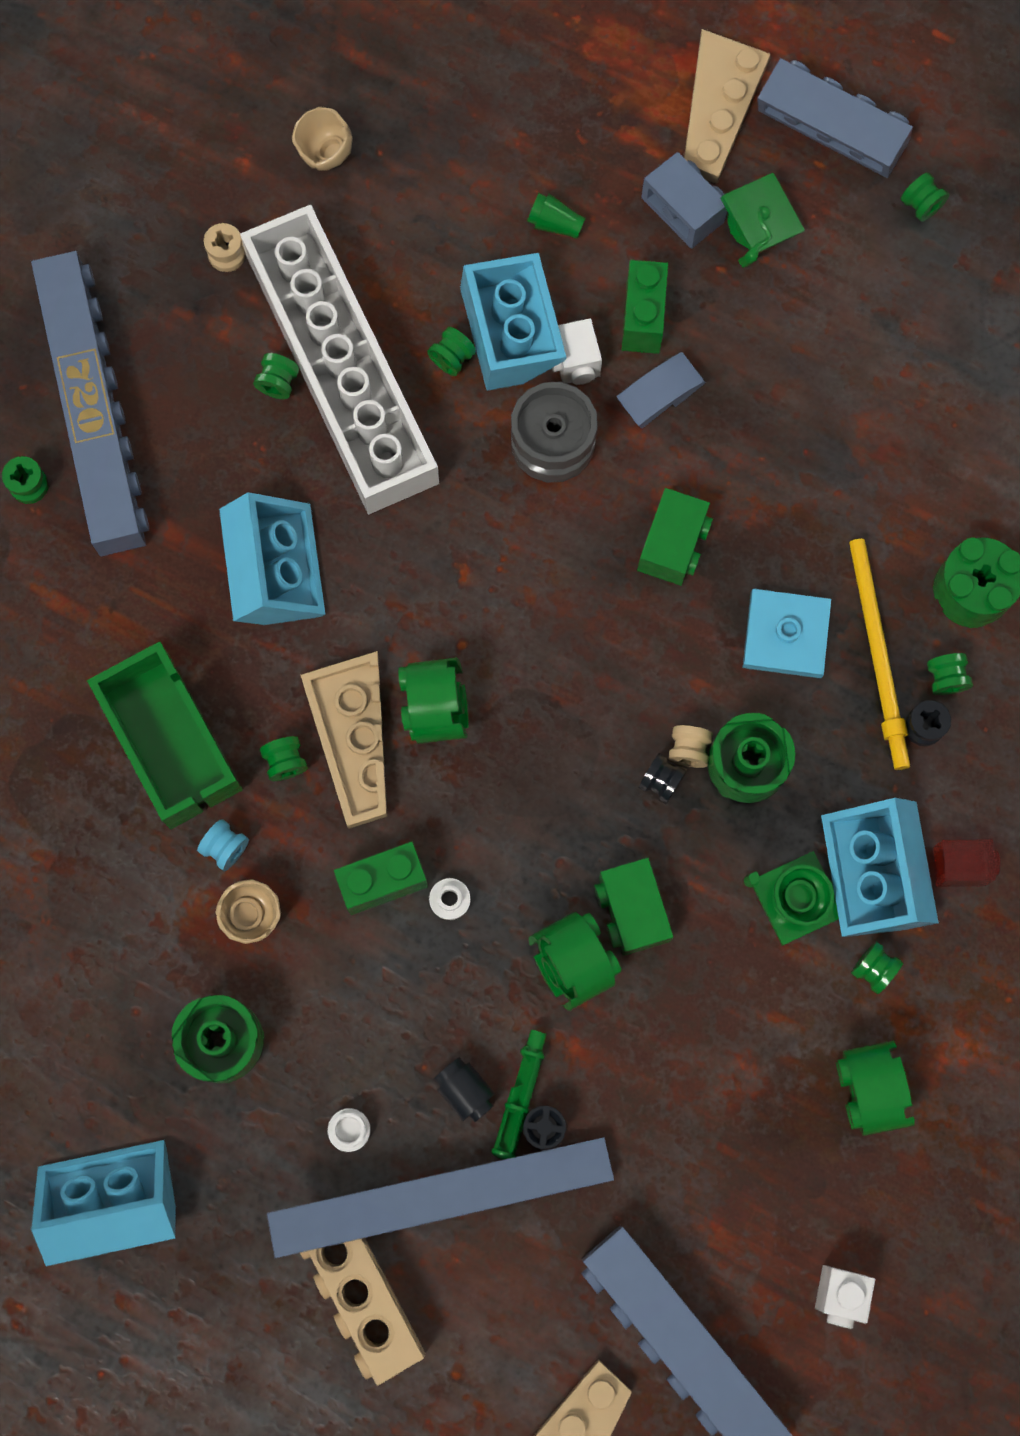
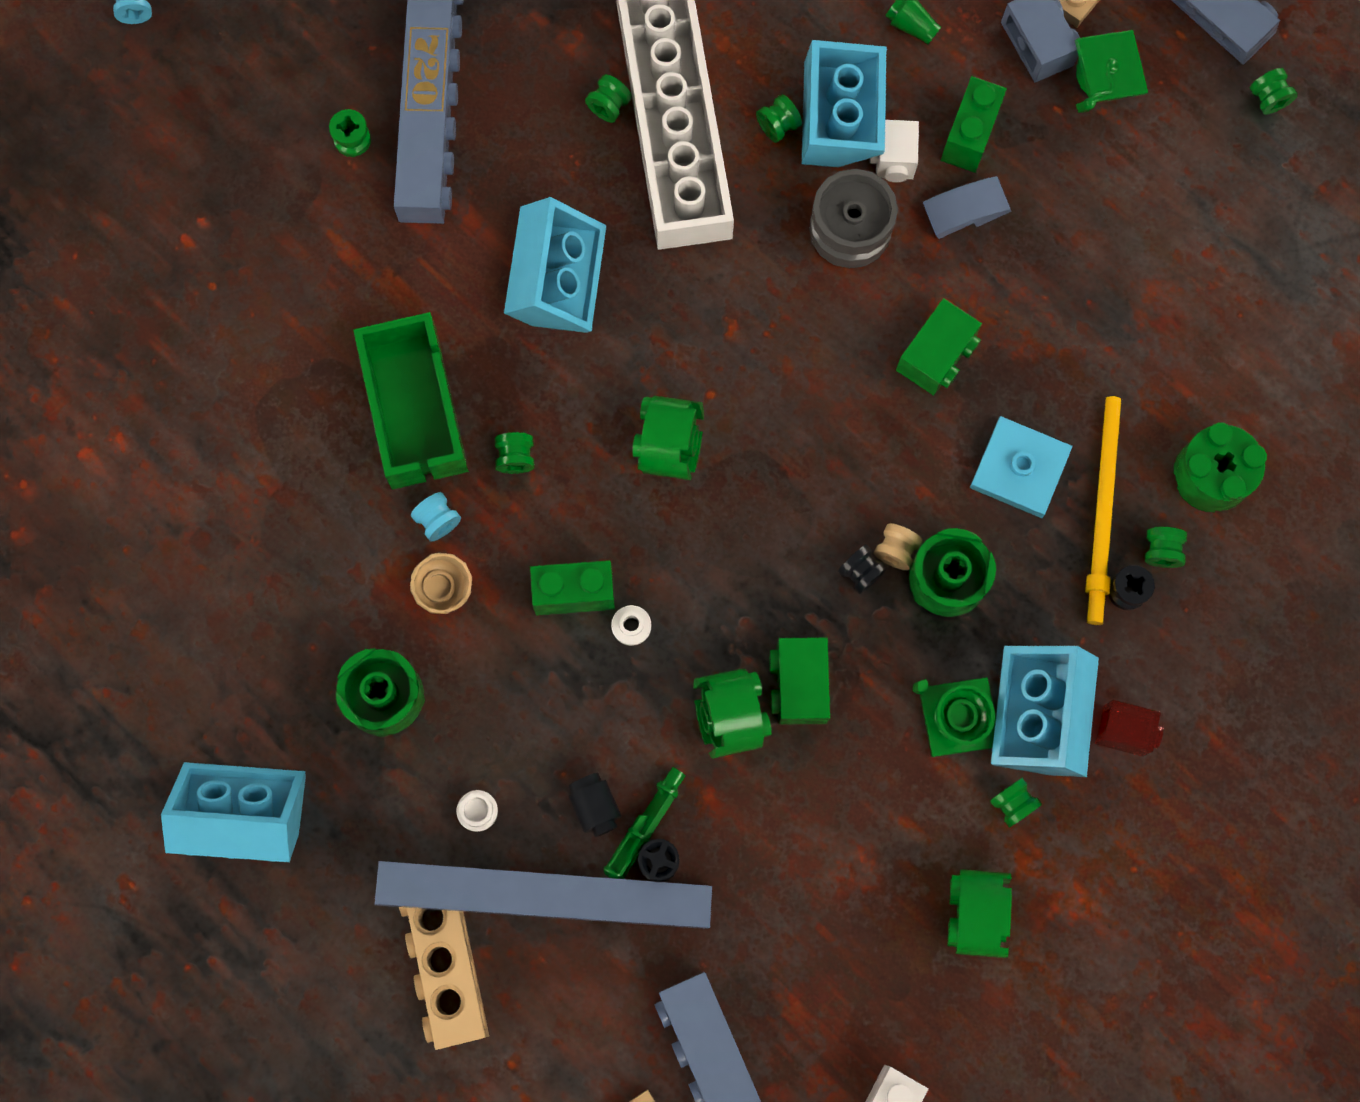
camera: 15 degrees right, 0 degrees up
(349, 724) = (584, 441): tan wing -> none

